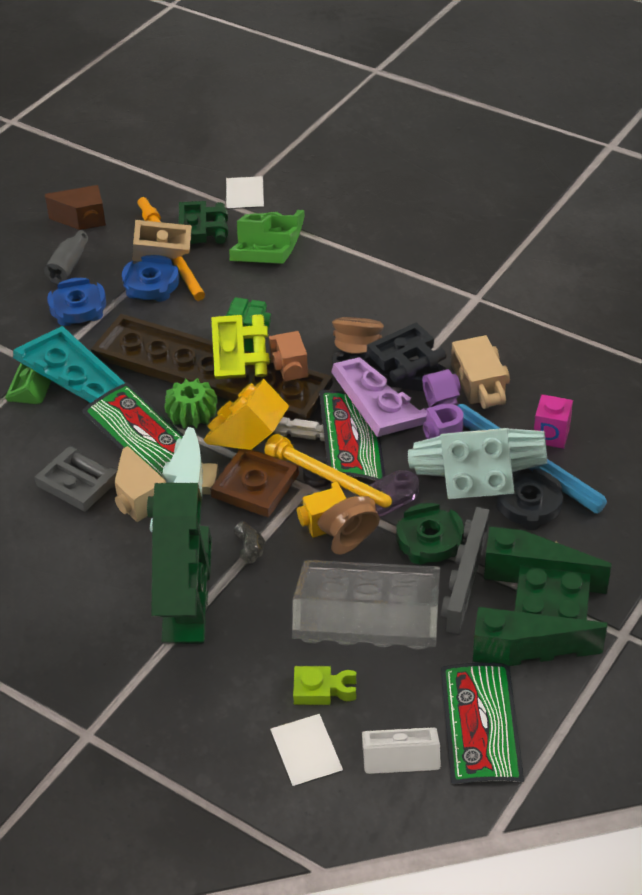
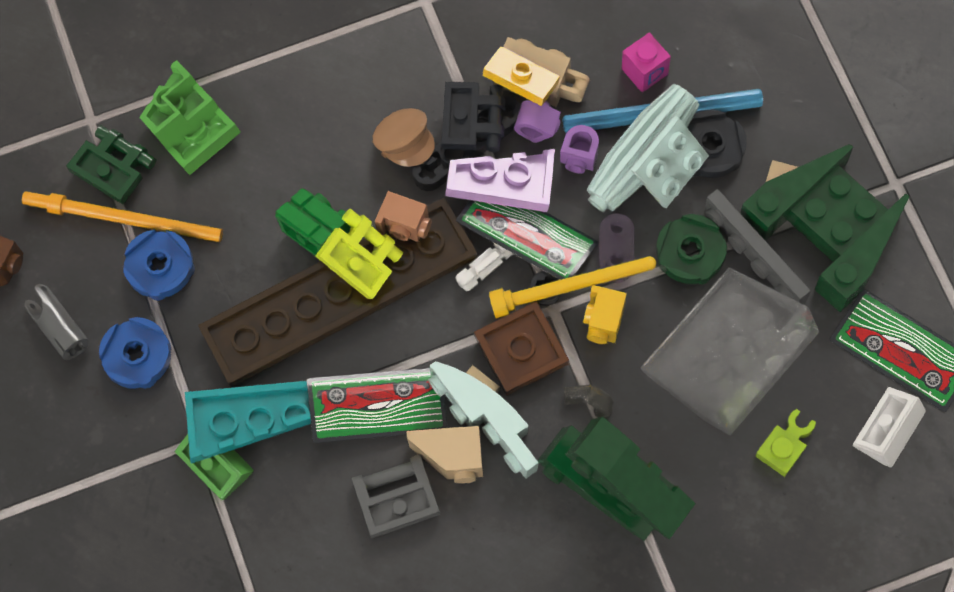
camera: 50 degrees left, 25 degrees up
(160, 239) = (124, 223): tan slope -> none
(190, 403) = (373, 329): bright green gear -> none
(244, 192) = (88, 92): white sticker -> none
(248, 418) = (450, 307): yellow slope -> none
(306, 749) = (837, 497): white sticker -> none
(349, 522) = (642, 306): medium nougat piece -> none
(460, 352) = (521, 76): none -> plate

